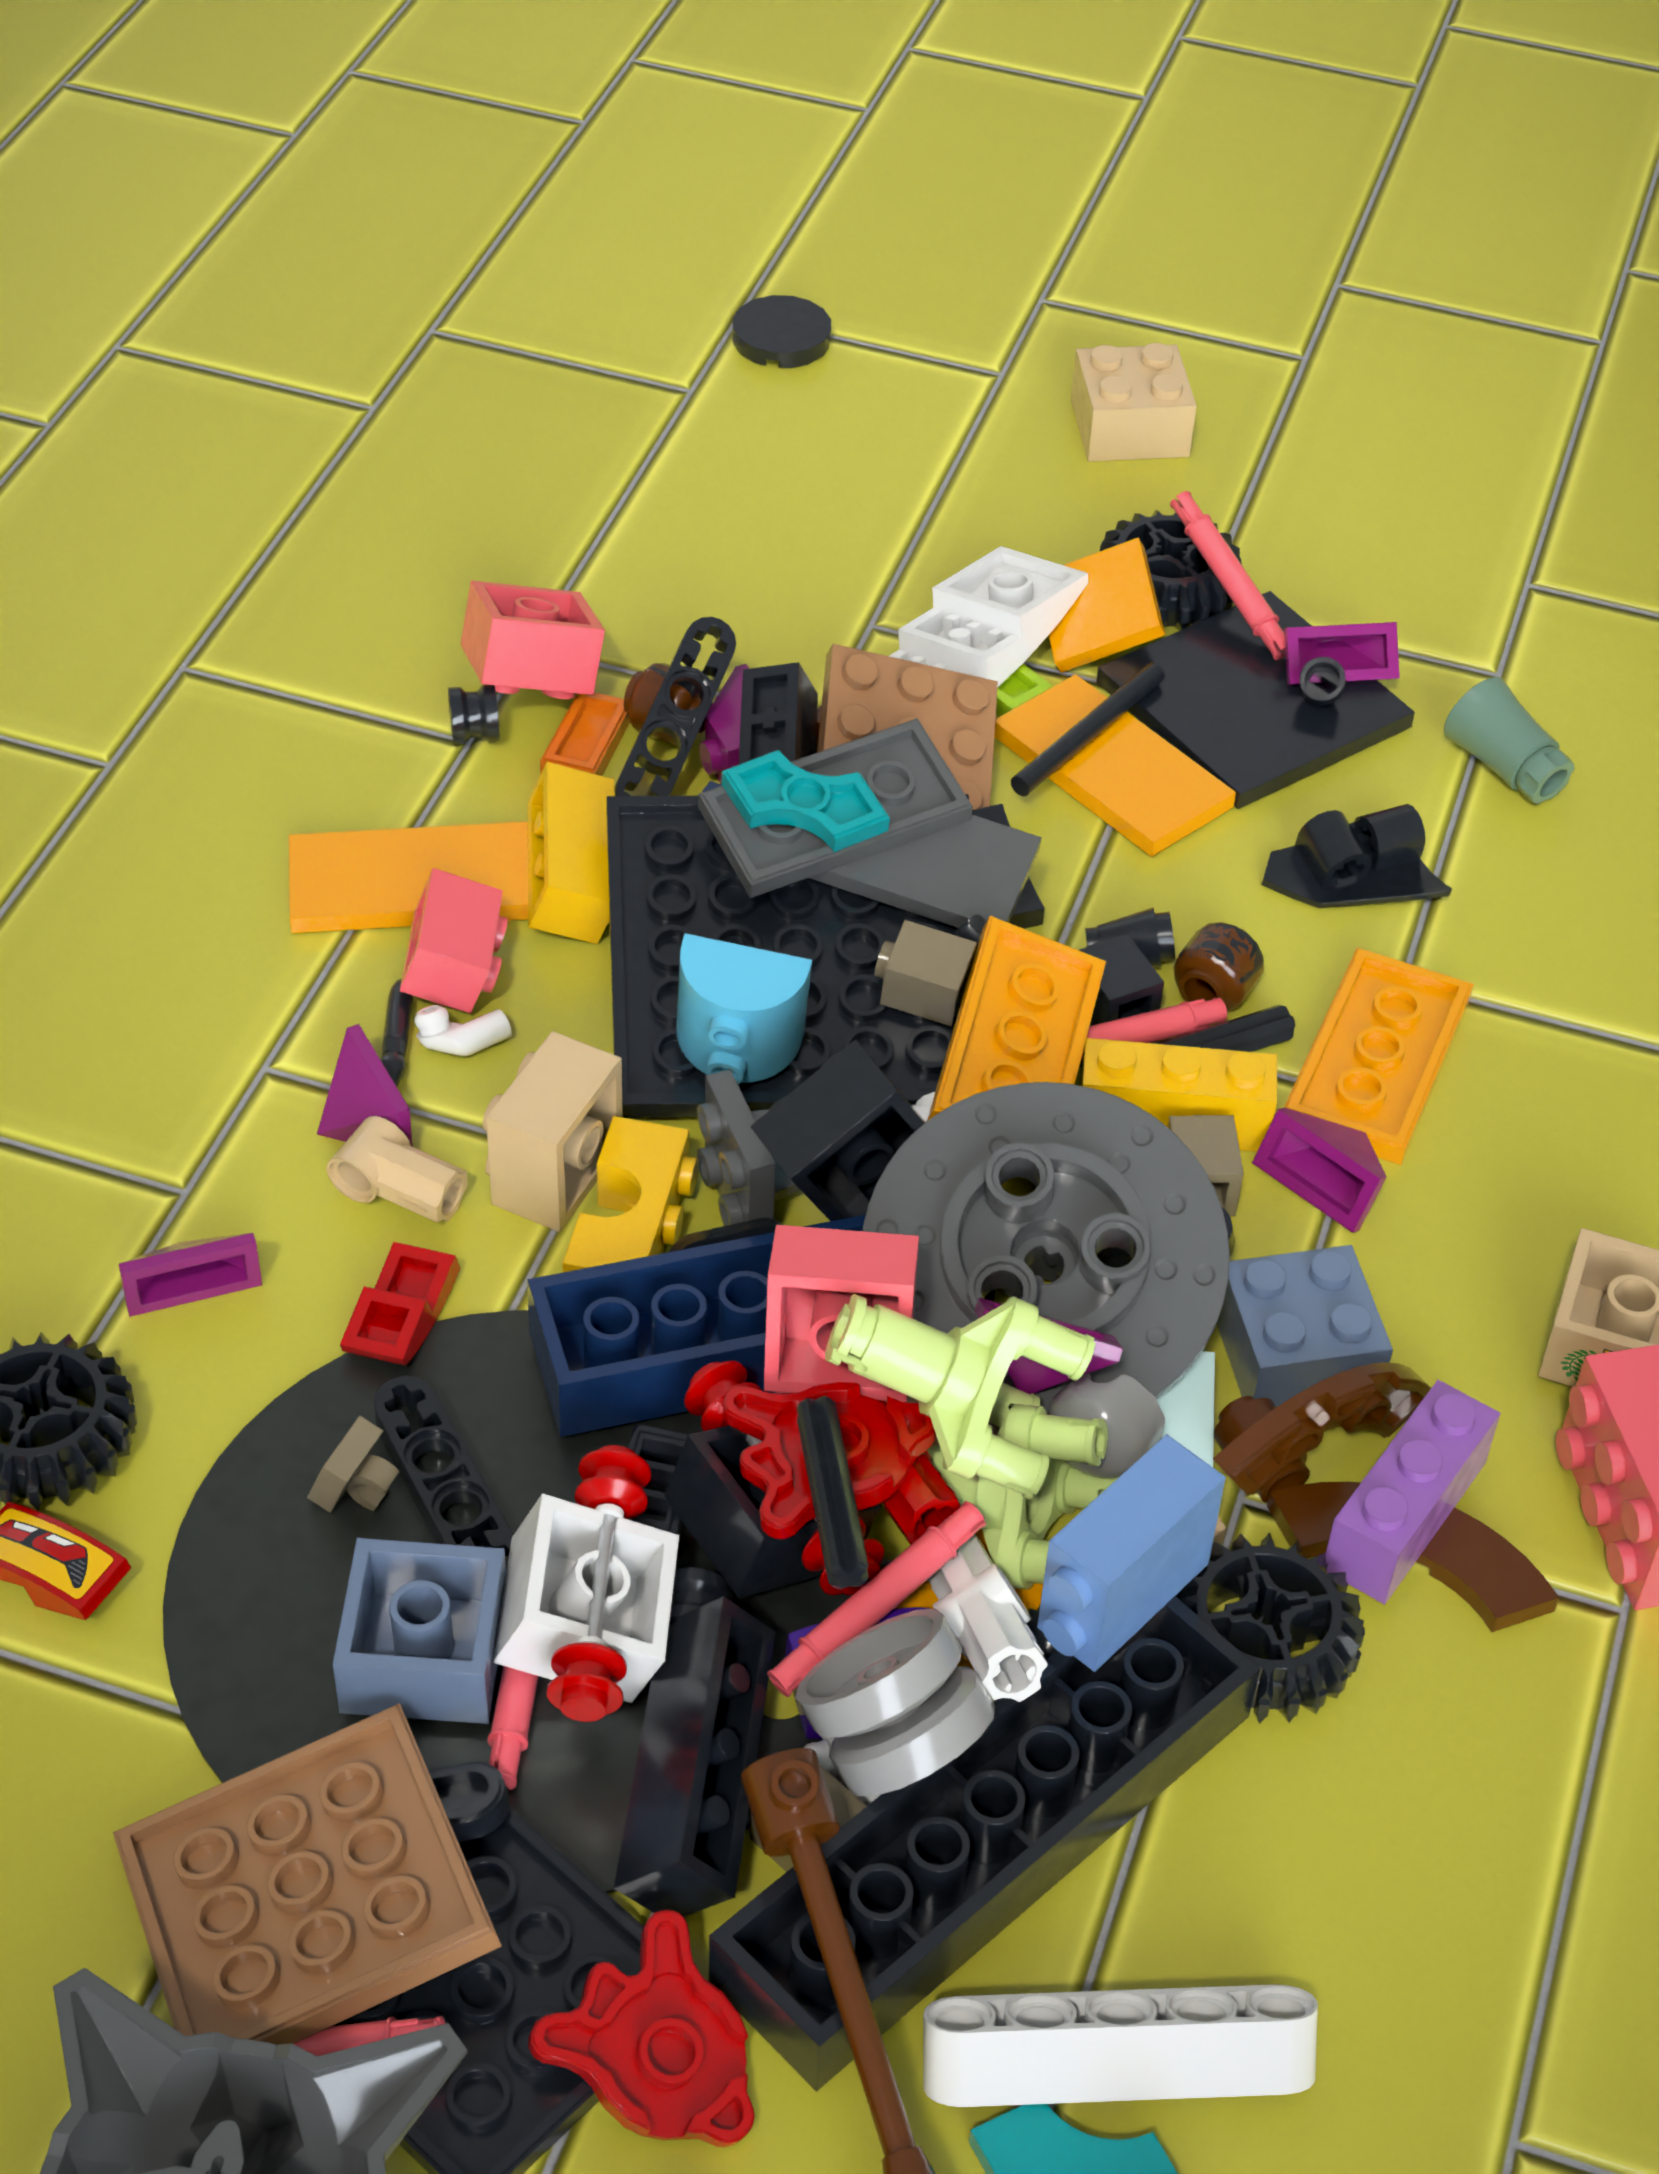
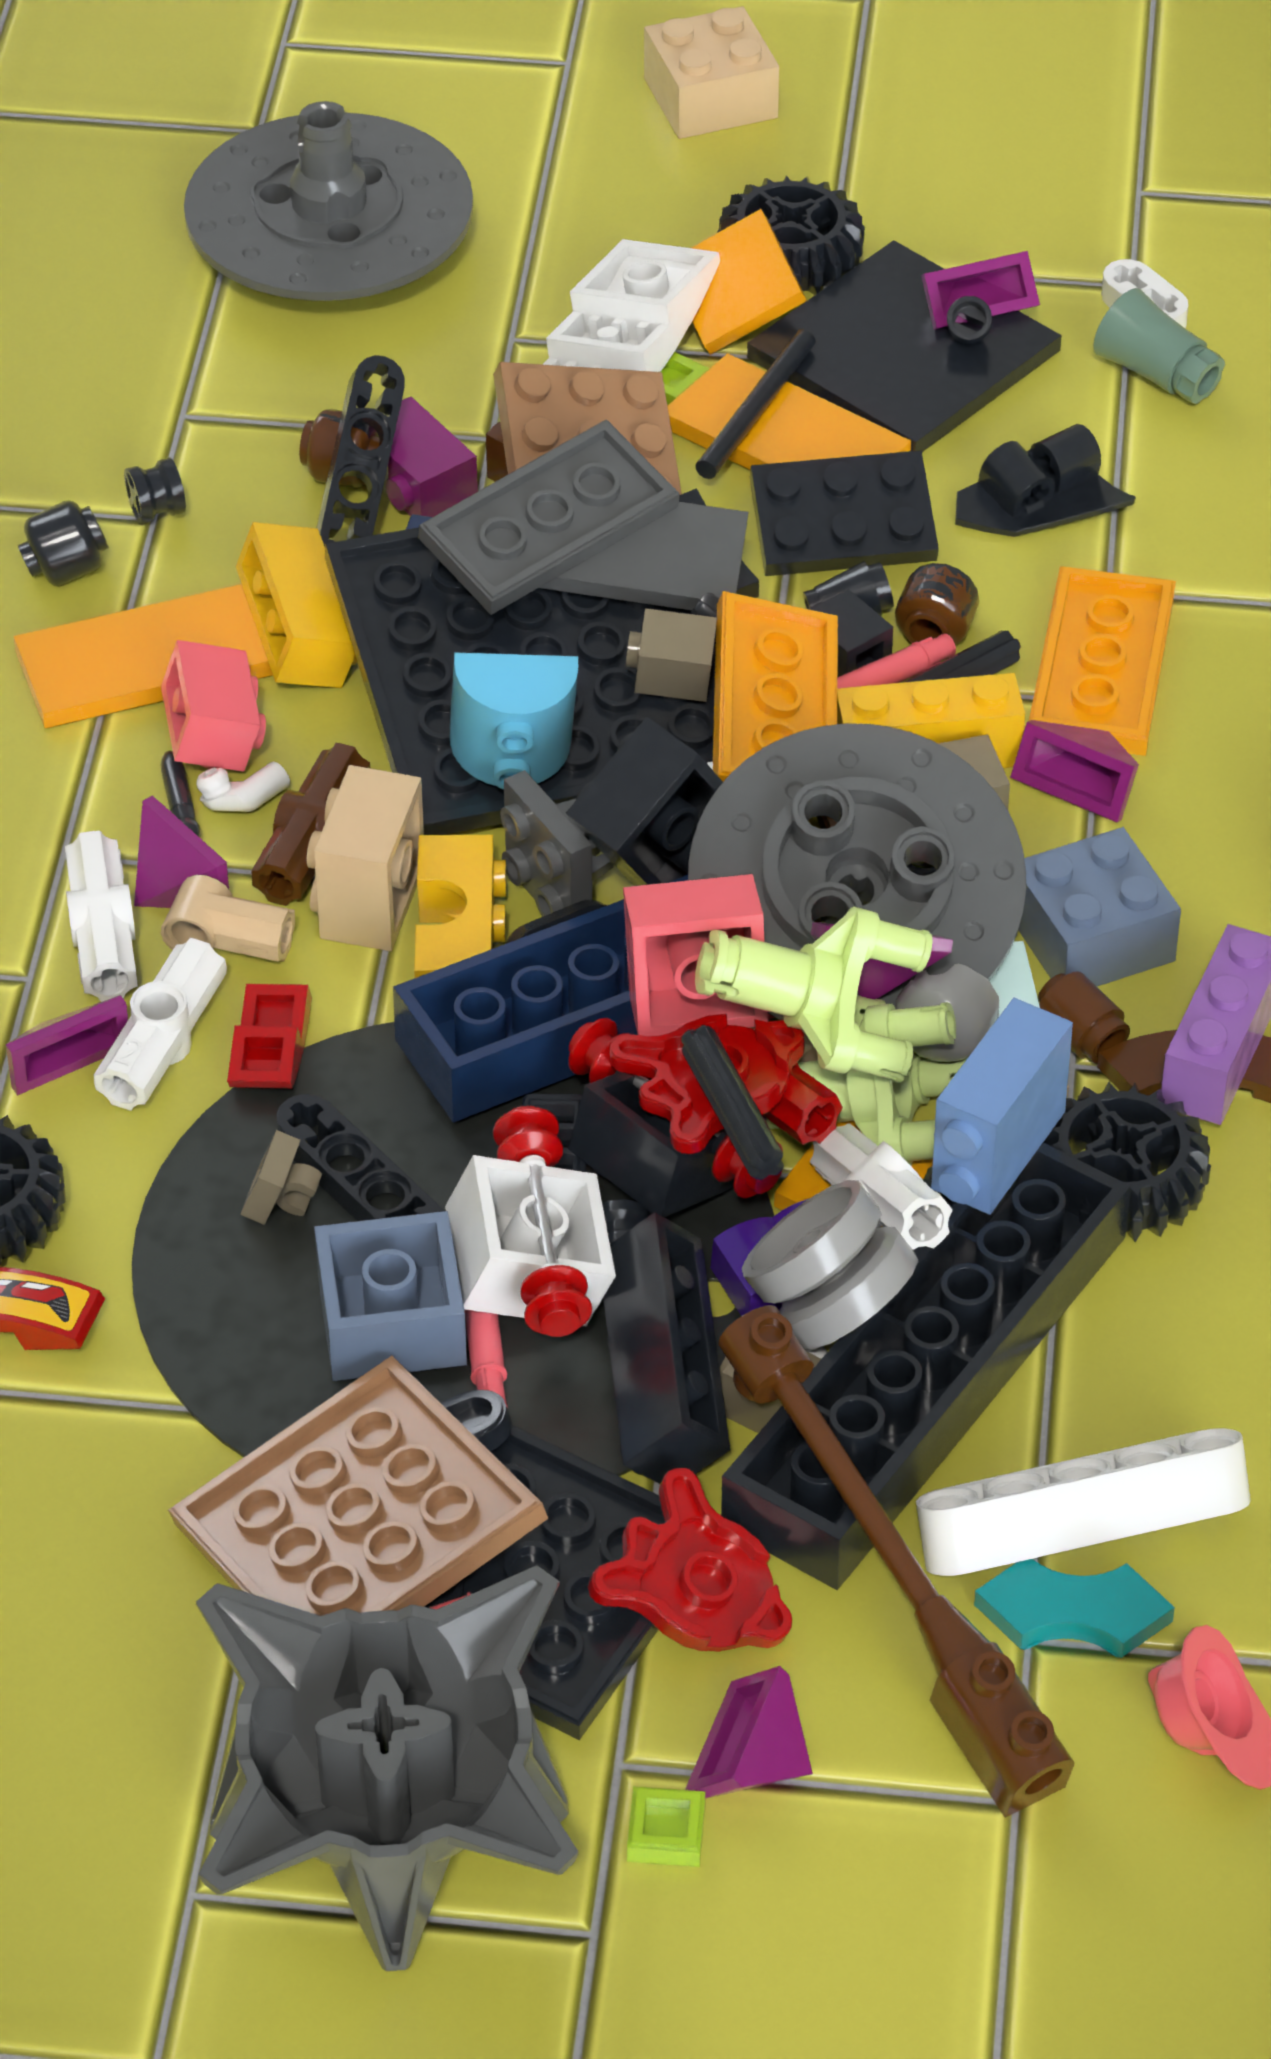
camera: 10 degrees left, 0 degrees up
(272, 1141) = (100, 916): none -> white piece
(291, 1269) = (160, 1024): none -> white piece
(367, 750) = (63, 543): none -> black head
(463, 1122) = (282, 866): none -> reddish brown piece
(532, 639) = (195, 407): coral brick -> none
(588, 733) = (269, 490): orange tile -> none
(727, 468) = (328, 205): none -> dark grey piece
(777, 712) = (460, 444): black hinge -> none
(781, 330) = (333, 53): black tile -> none
(831, 807) = (496, 511): teal tile -> none
(879, 1595) = (787, 1188): coral piece -> none
(1148, 854) = (843, 513): none -> black plate
(1230, 574) = (856, 230): coral piece -> none
(1358, 1399) = (1159, 956): reddish brown tile -> none
(1502, 663) = (1130, 274): none -> white beam

